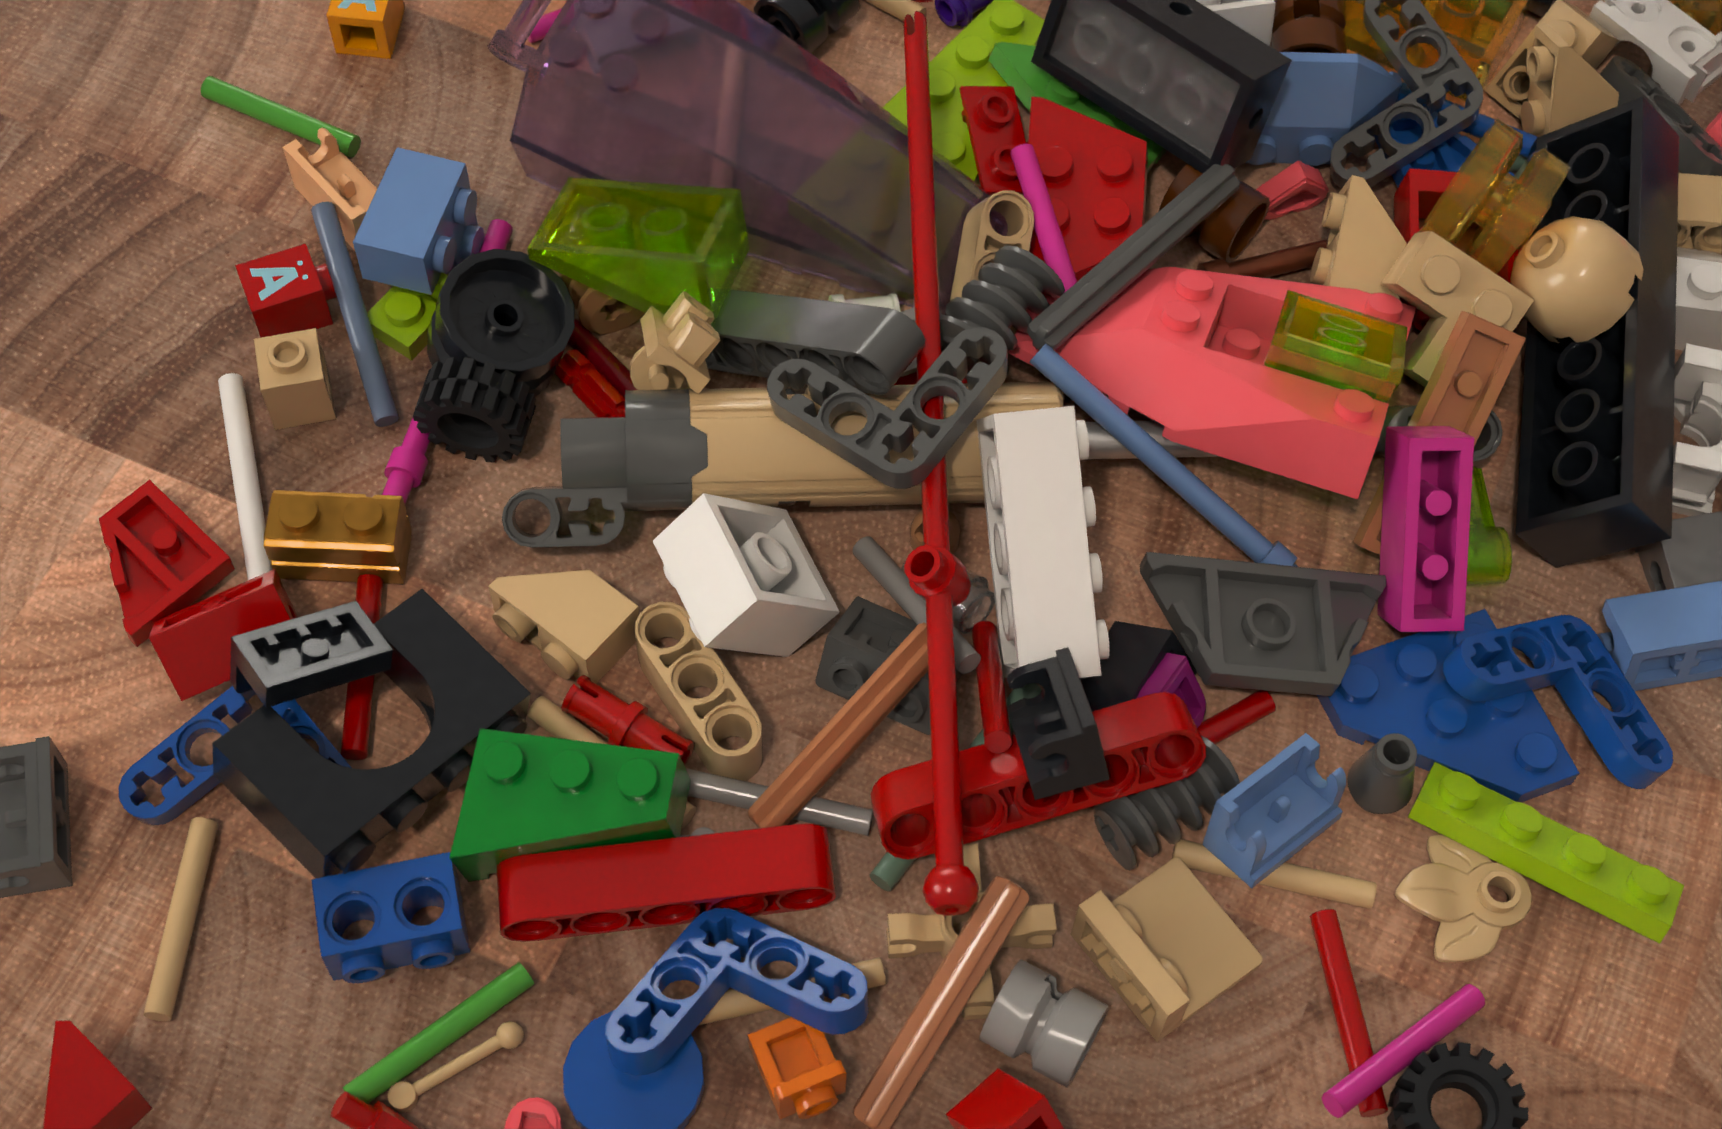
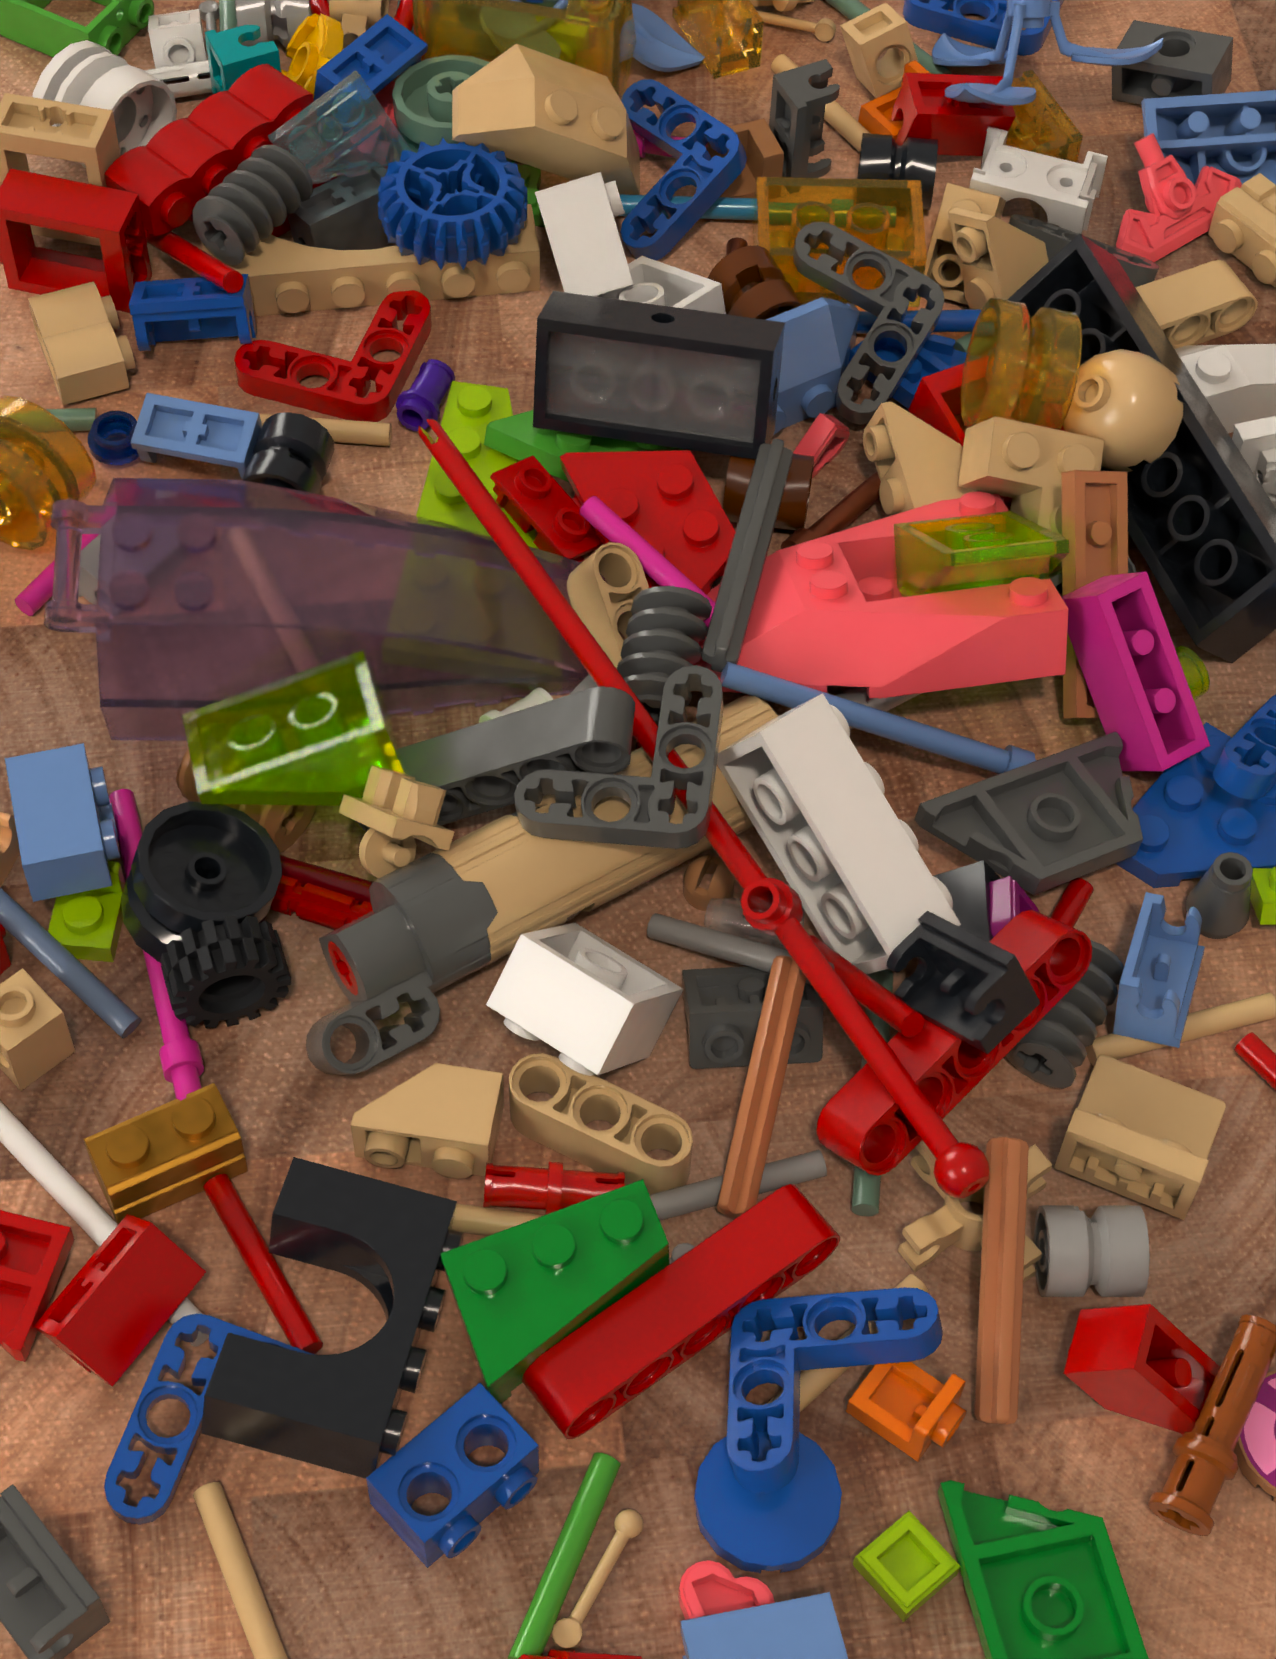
camera: 30 degrees left, 5 degrees down
(308, 654) = (232, 1270): black bracket -> none

